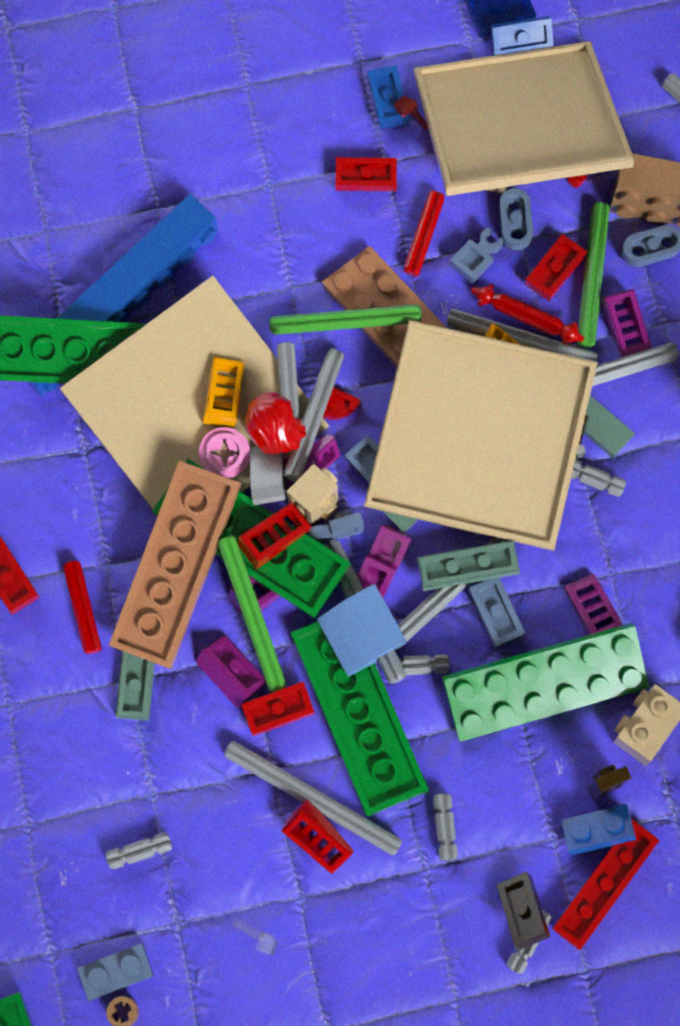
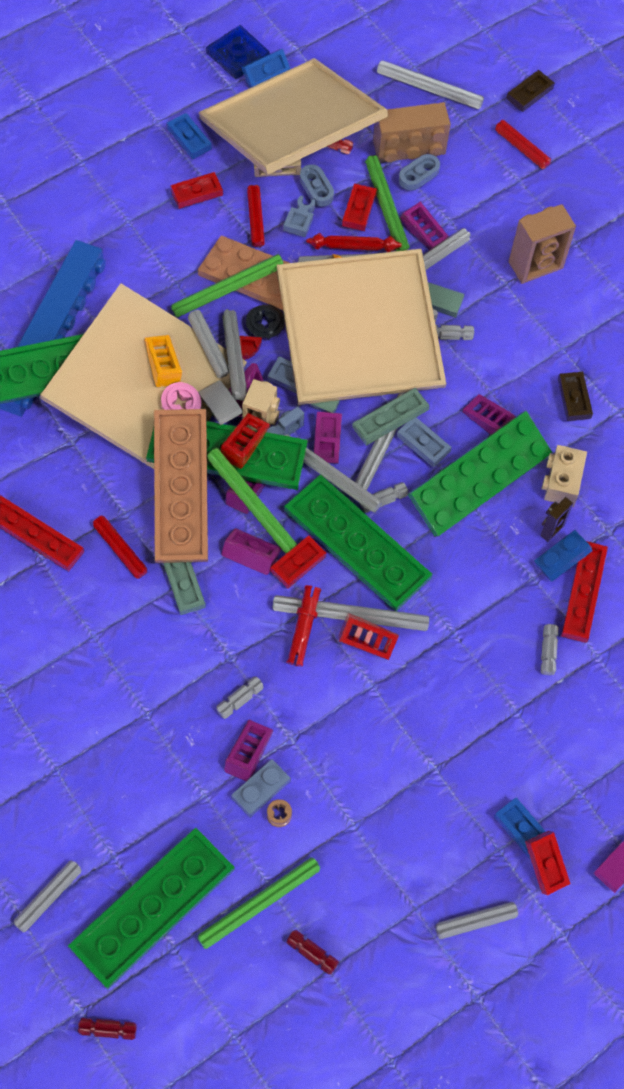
camera: 30 degrees left, 10 degrees down
(102, 919) = (242, 766): none -> magenta slope
(247, 794) = (306, 615): none -> red pin
(266, 943) = (361, 721): clear hand -> none
(273, 424) = (211, 364): red hair -> none
(361, 630) = (336, 483): medium blue slope -> none
(365, 370) = (272, 315): none -> black gear
(407, 106) = (207, 135): clear red hand -> none
(445, 827) = (455, 597): light grey axle -> none
(523, 910) = (537, 627): dark brown plate -> none

